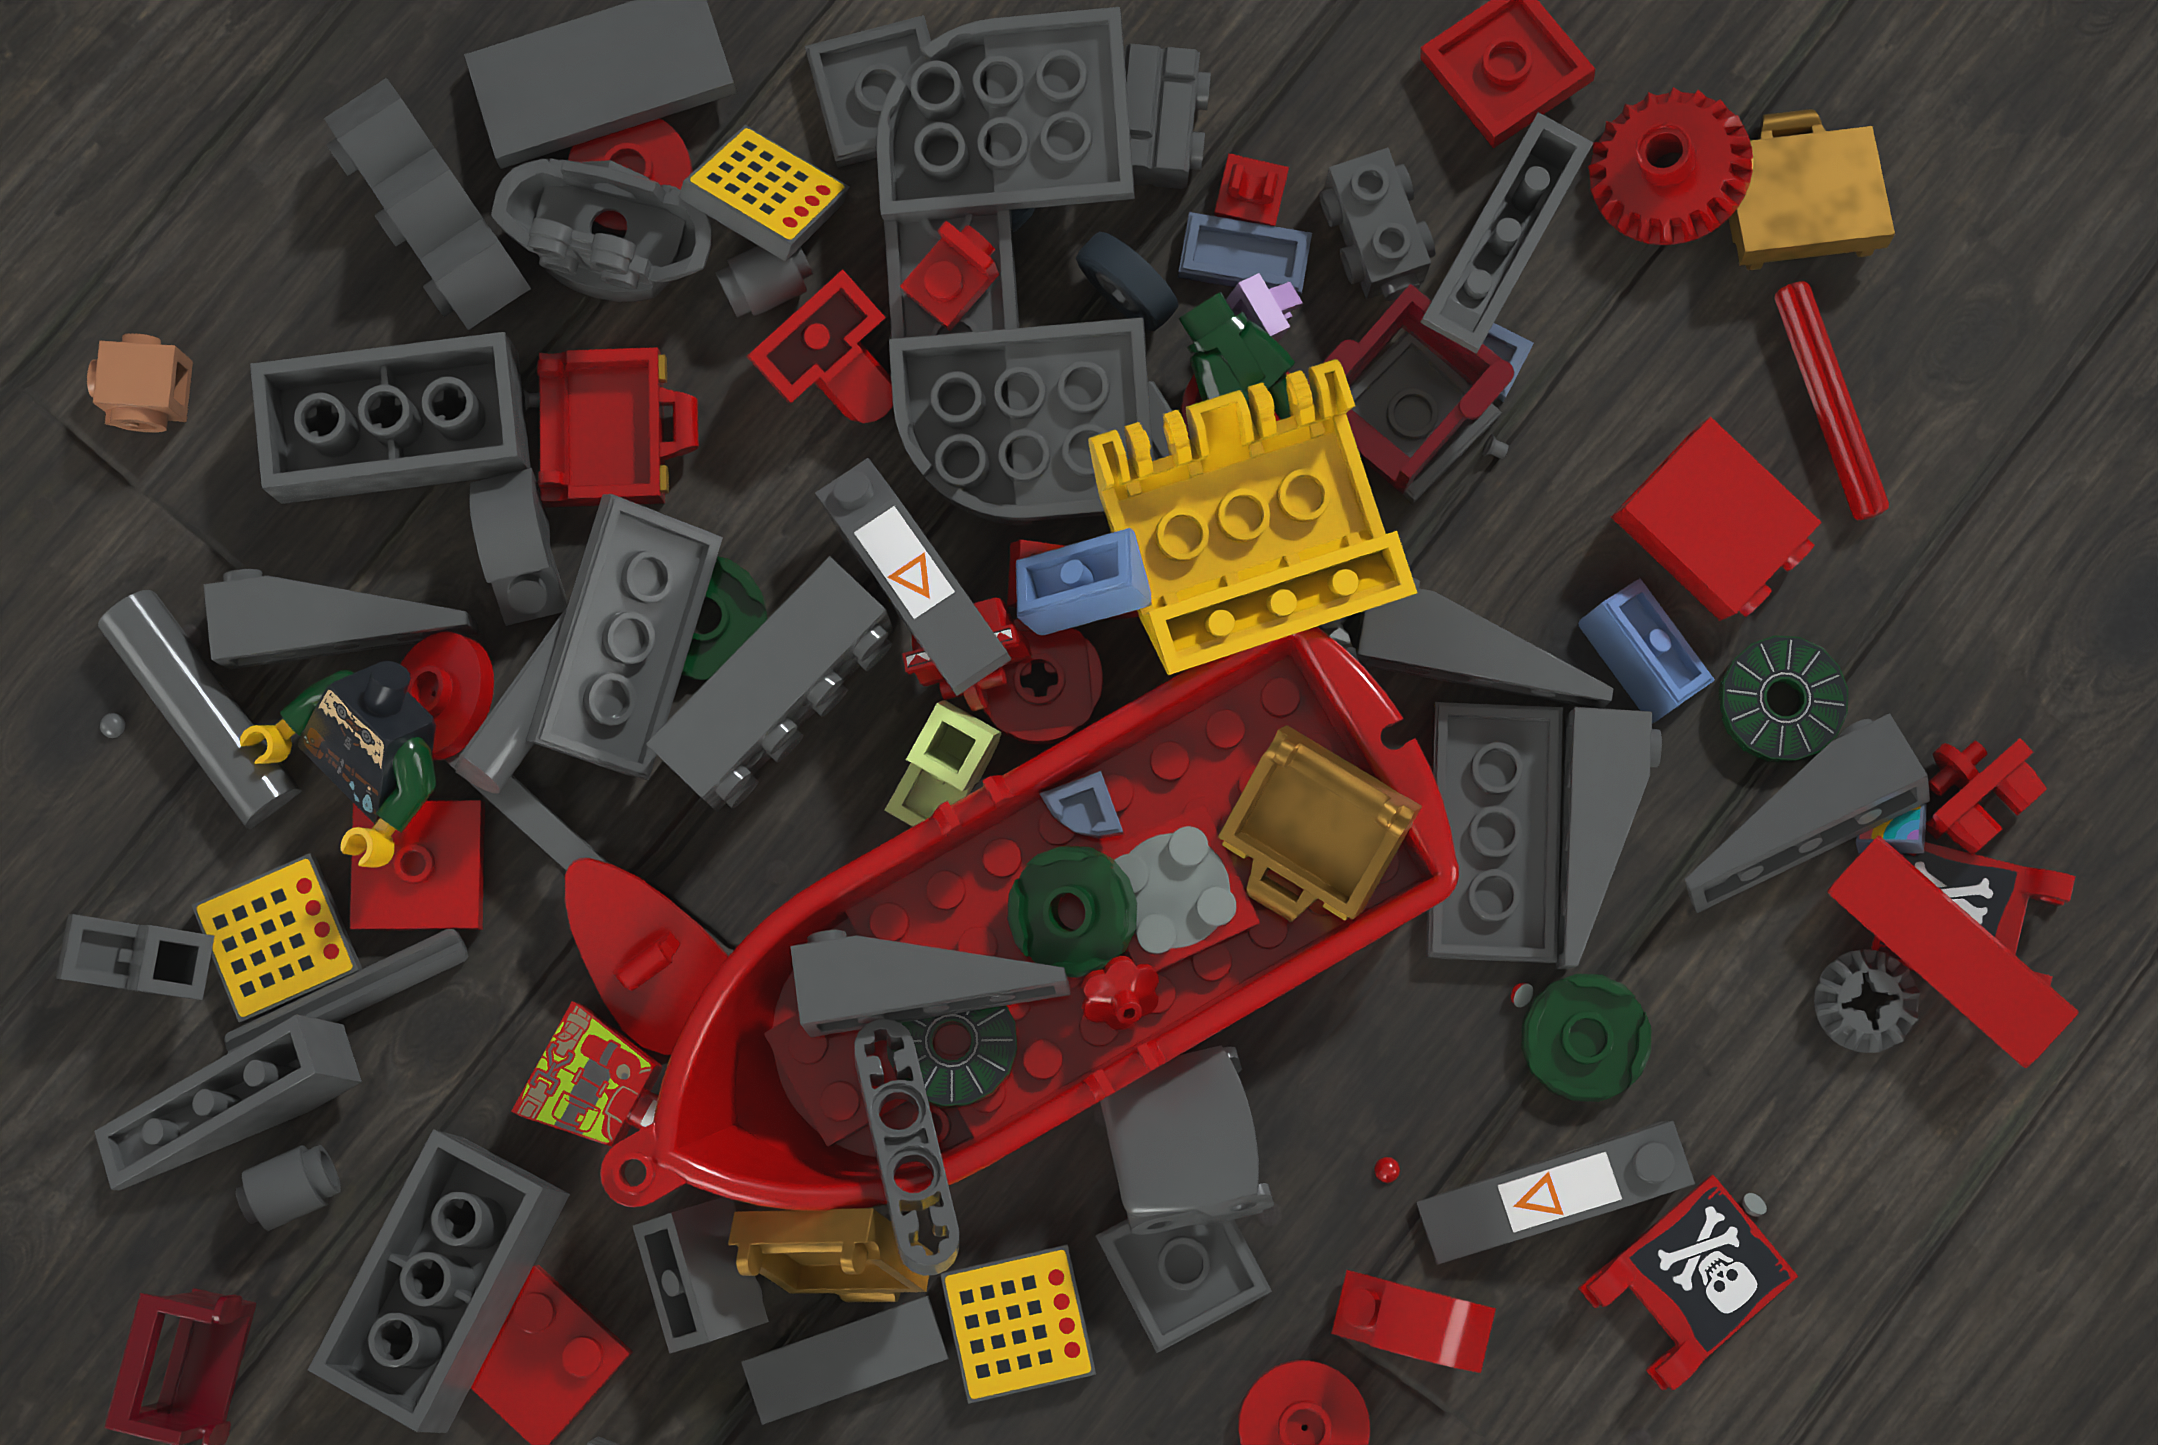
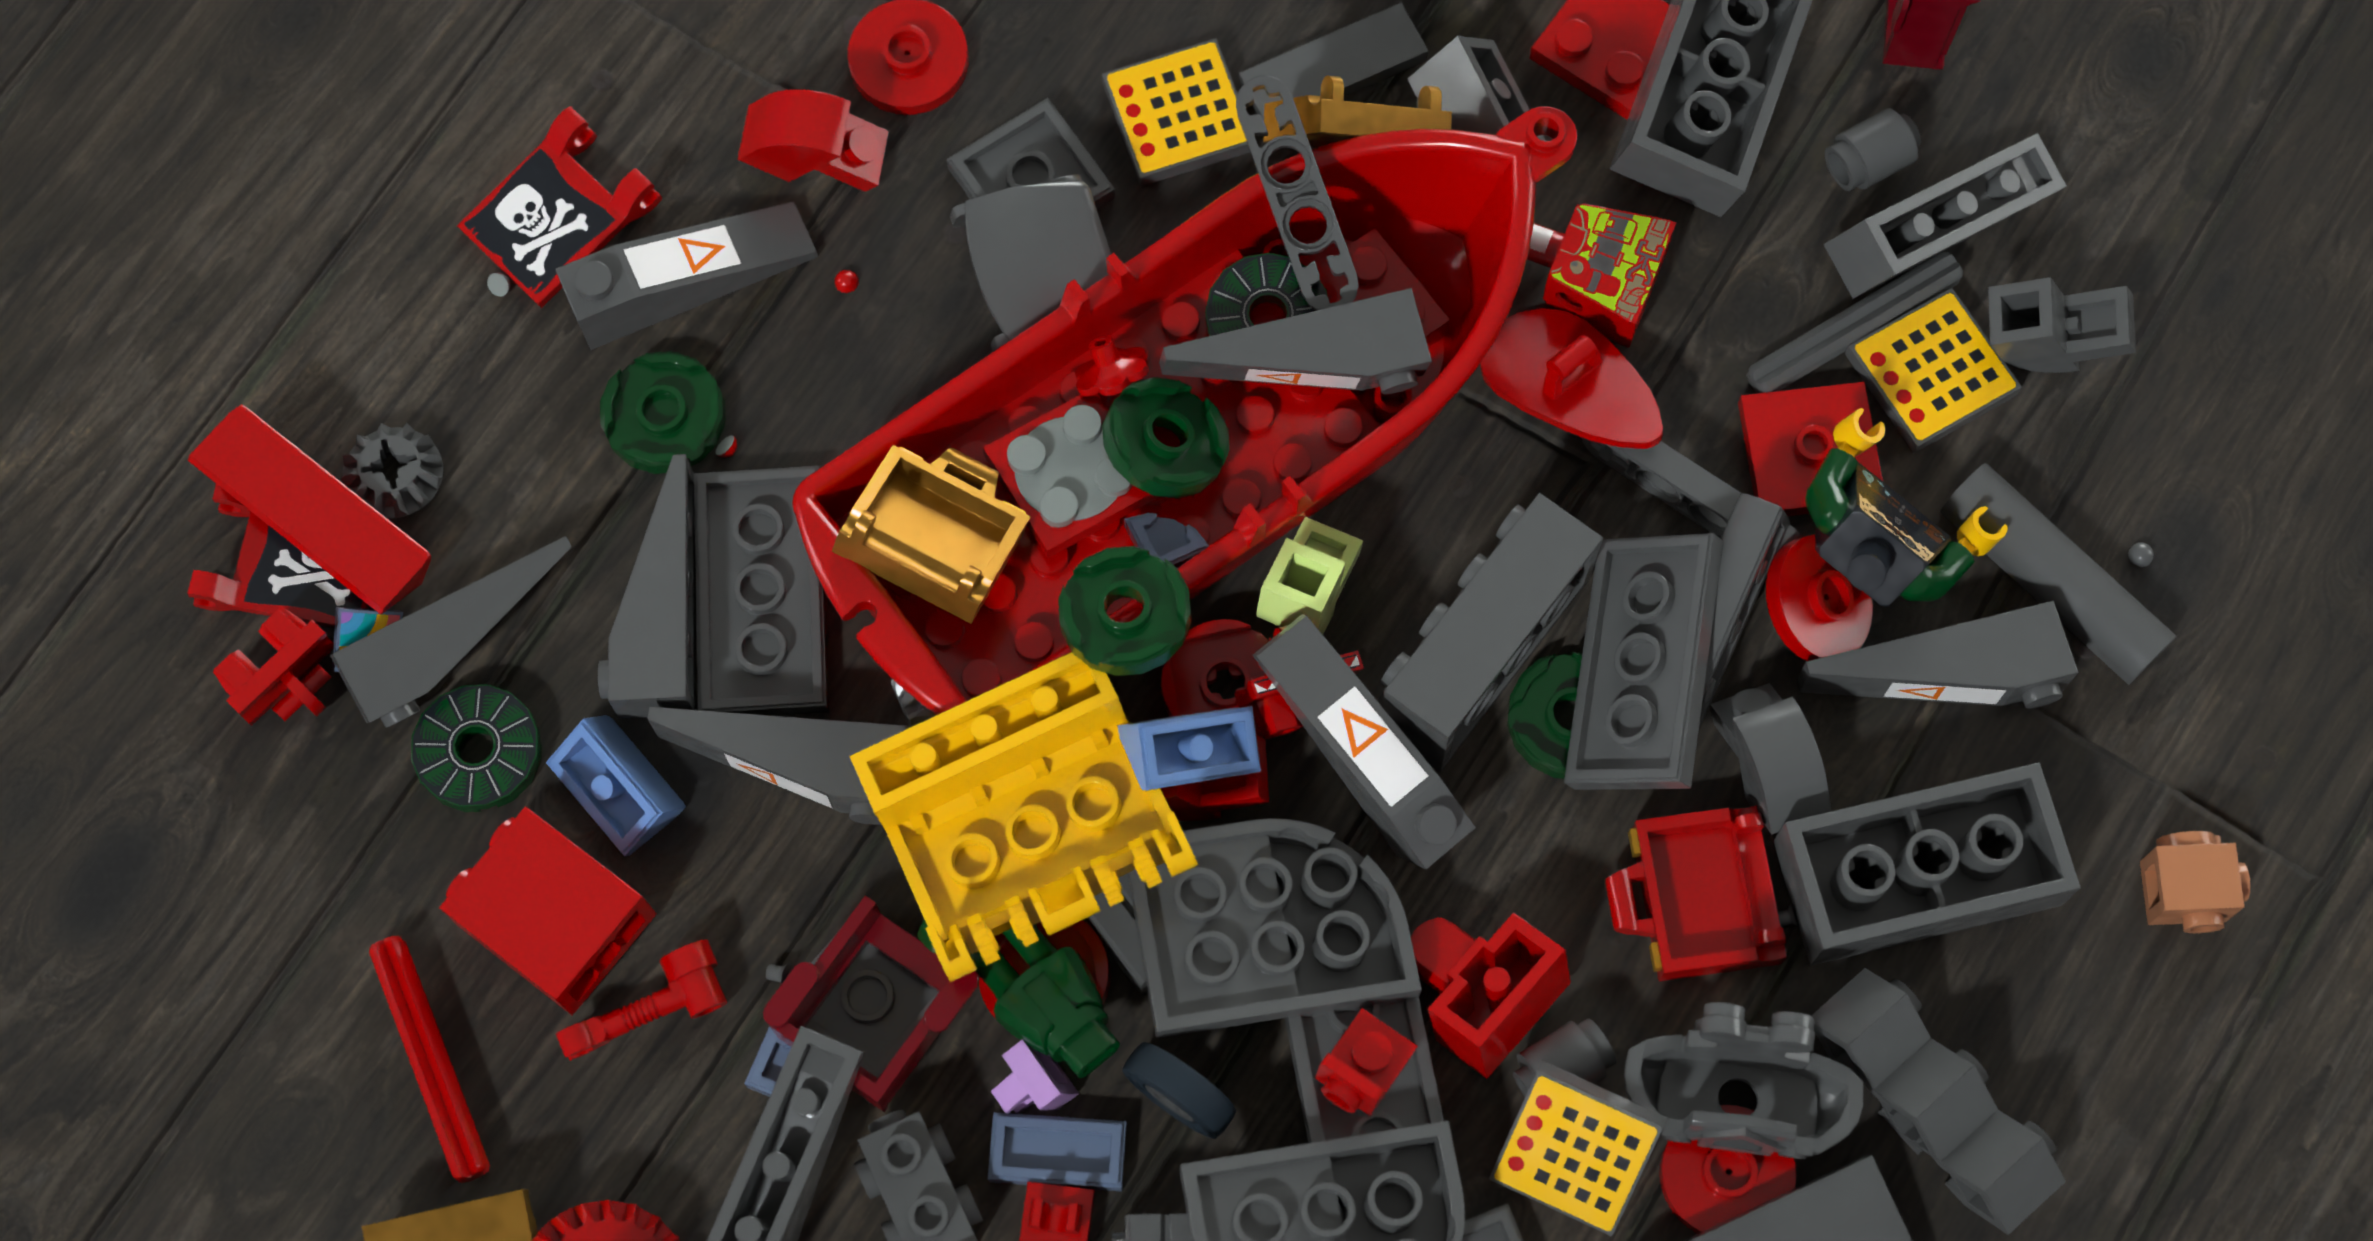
camera: 175 degrees right, 10 degrees down
(1162, 671) = (1131, 645): none -> dark green tile
(1580, 441) = (690, 986): none -> red brick

